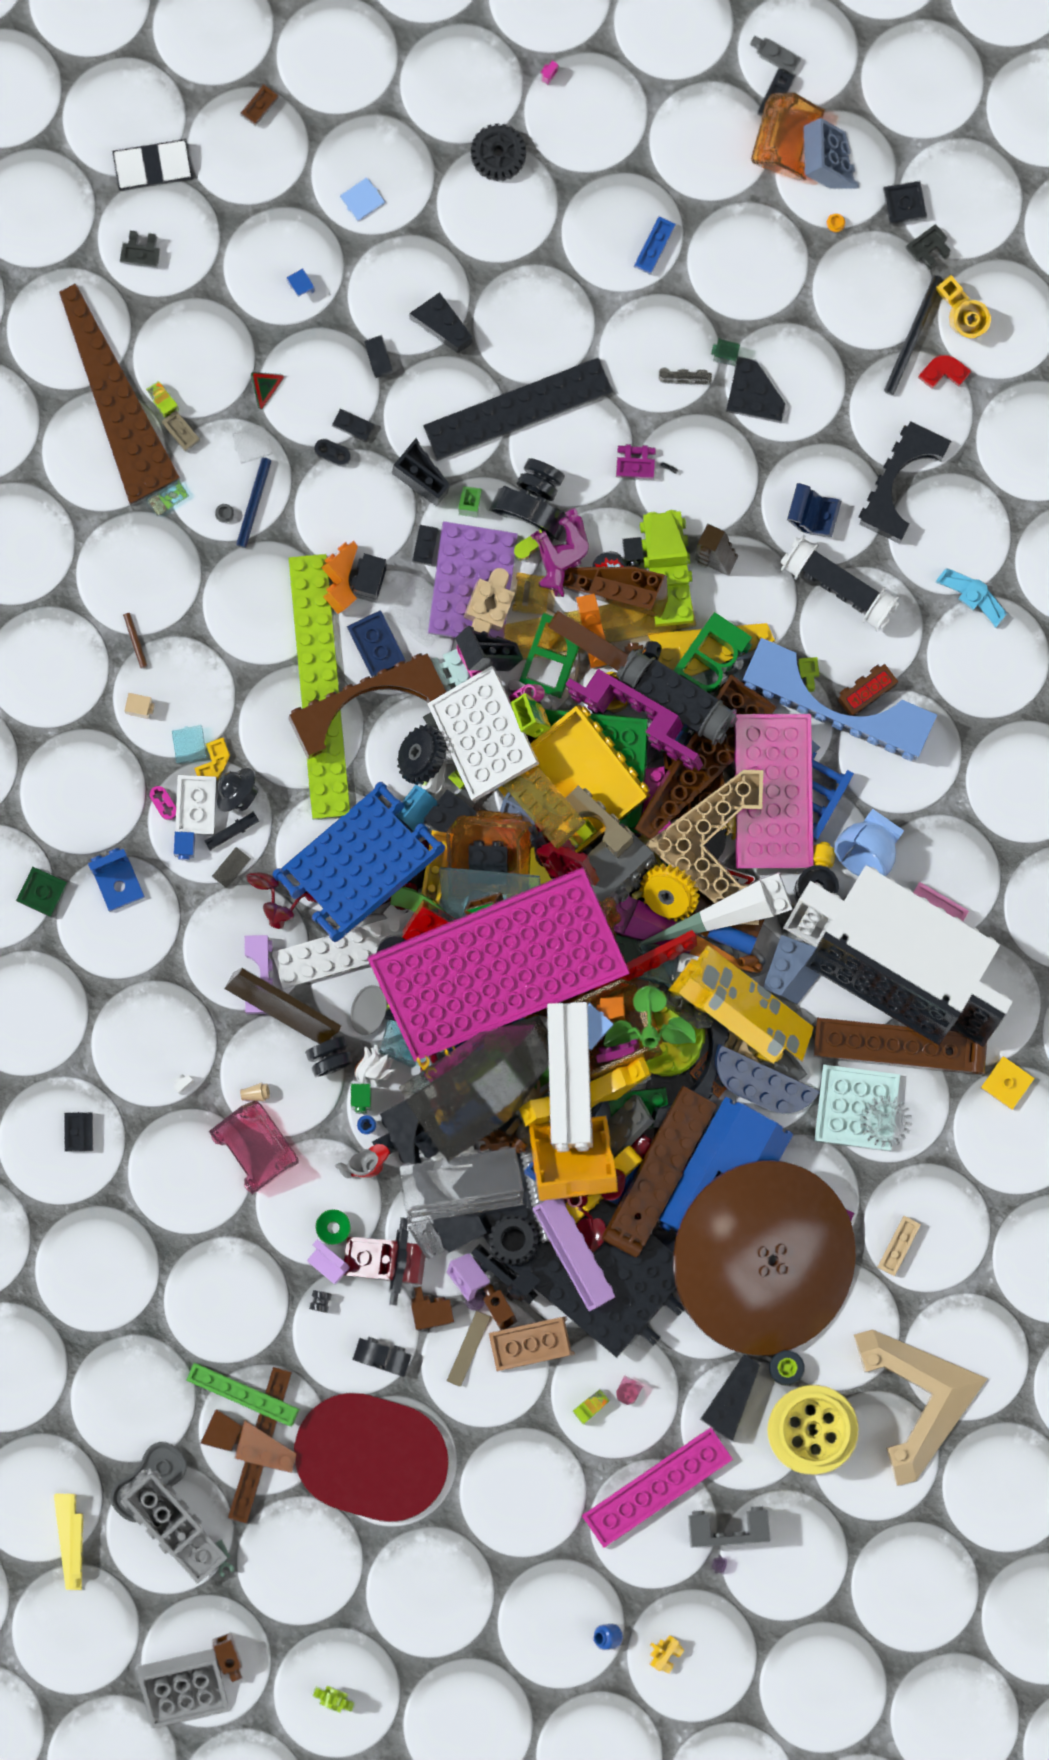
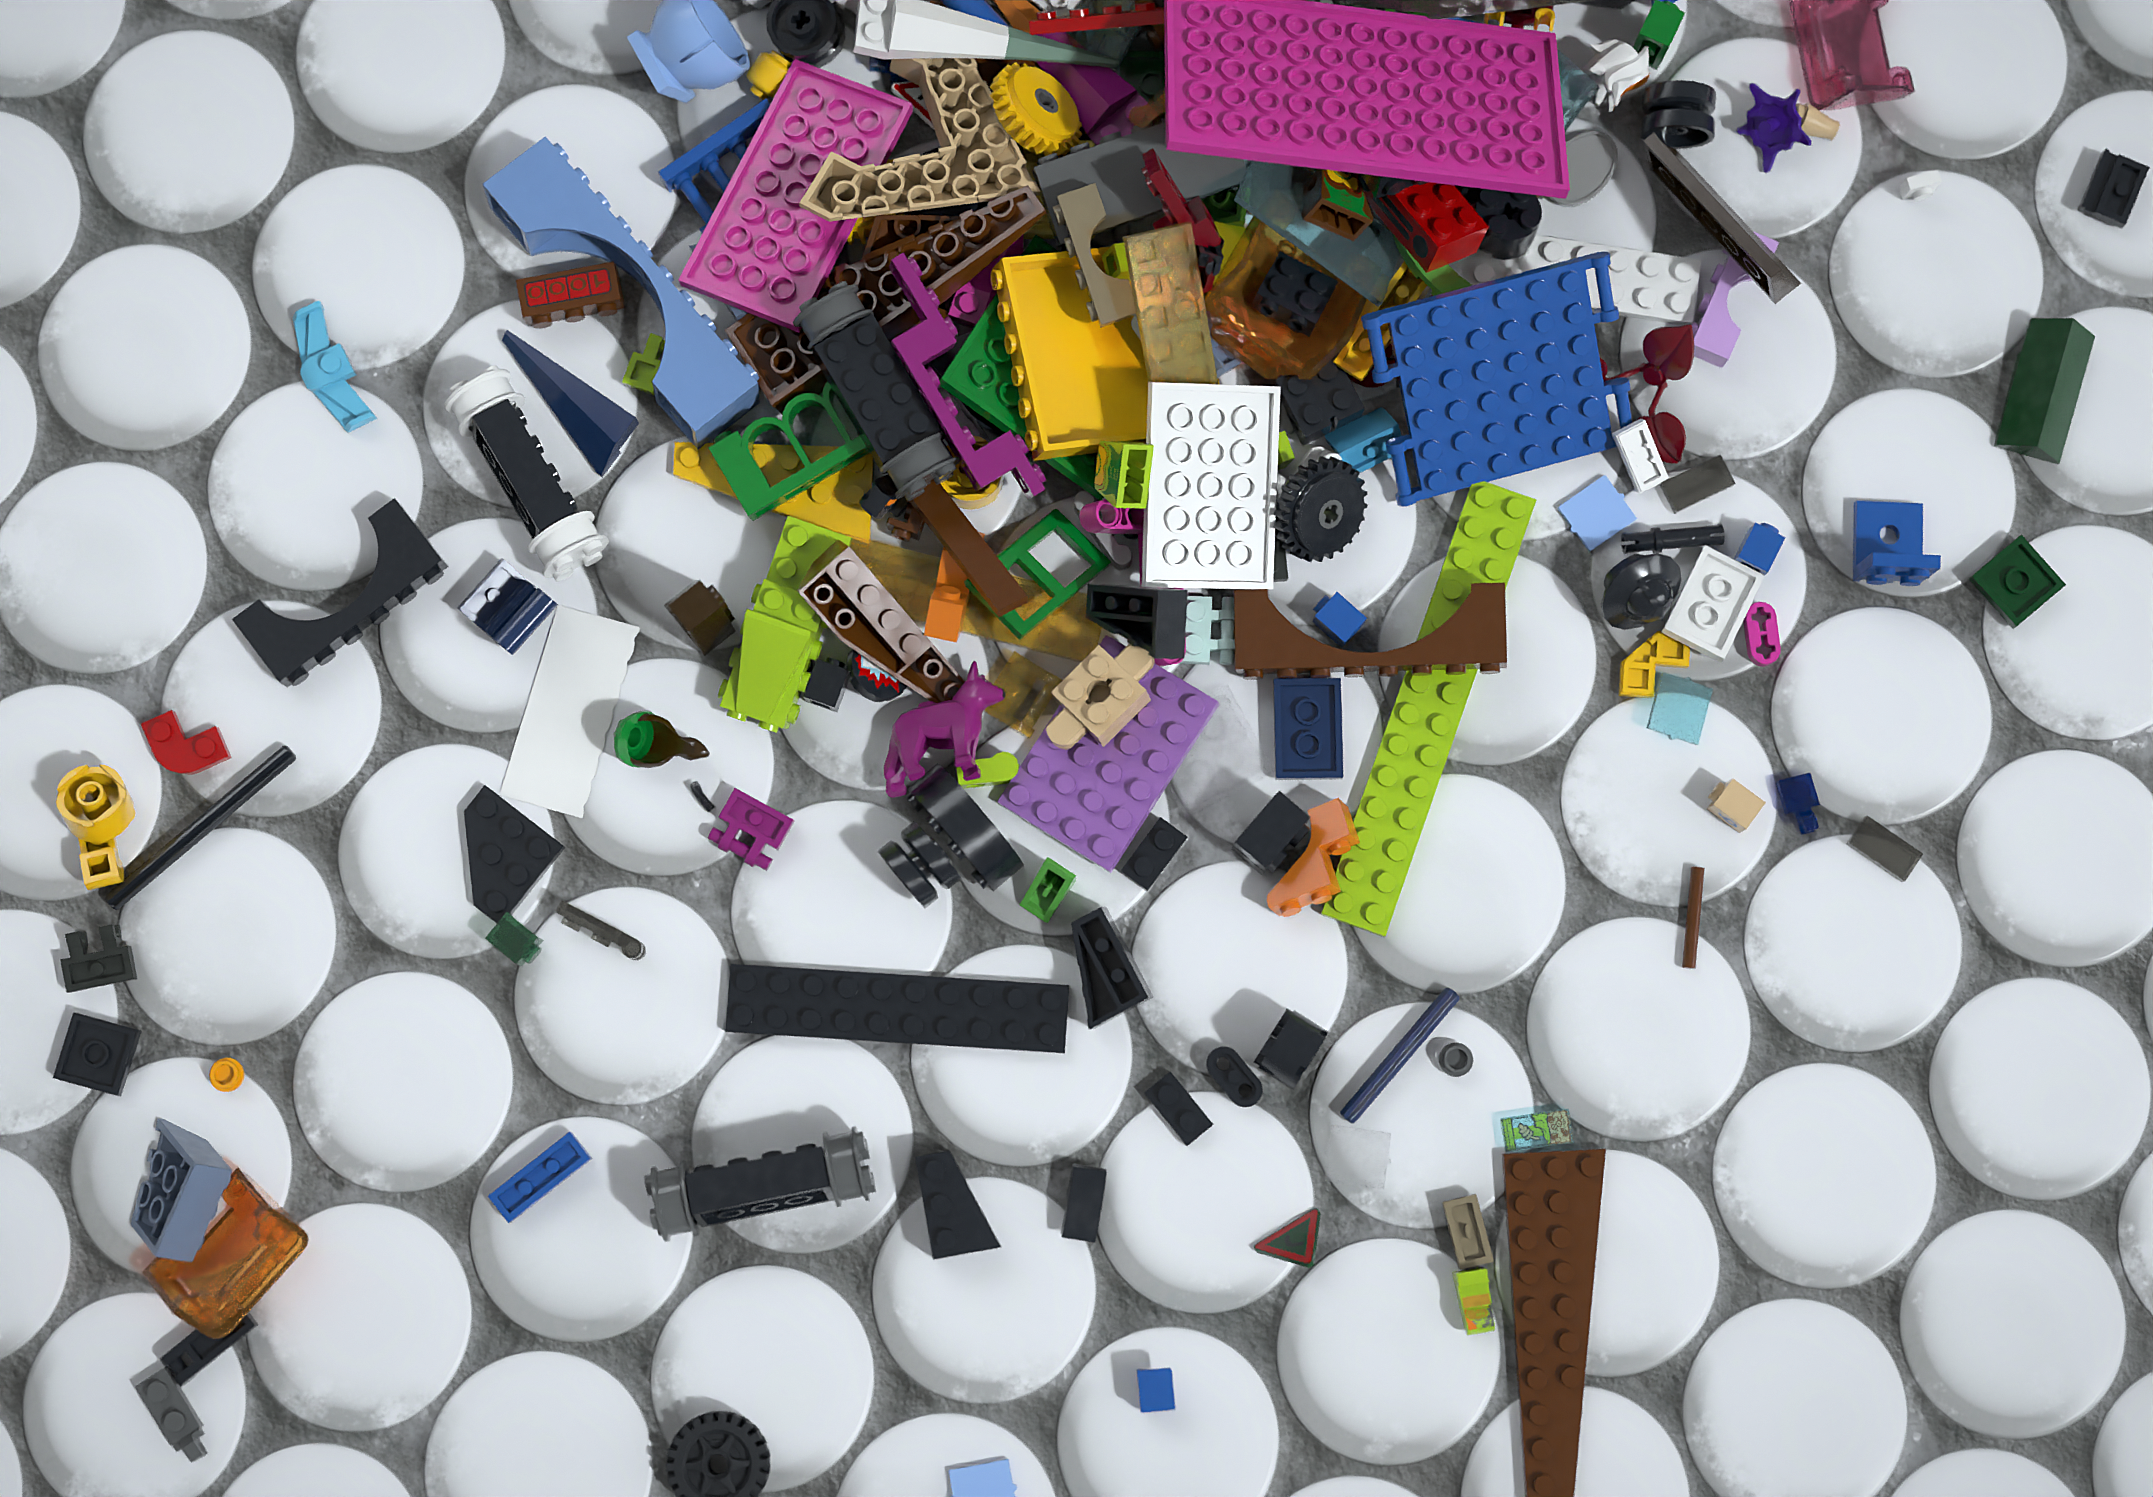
camera: 155 degrees left, 0 degrees up
(52, 721) = (1884, 848): none -> clear smoke tile
(69, 1002) = (2045, 388): none -> dark green slope
(108, 727) = (1798, 797): none -> clear blue plate
(268, 865) = (1640, 456): none -> white plate
(276, 1078) = (1773, 124): none -> dark purple piece
(277, 828) = (1597, 513): none -> light blue piece
(309, 476) = (1293, 1048): none -> black brick
(386, 707) = (1338, 618): none -> blue brick
(574, 266) = (759, 1185): none -> brick
(708, 480) = (652, 741): none -> piece
(758, 480) = (569, 711): none -> white sticker
(823, 631) = (586, 414): none -> dark blue wedge

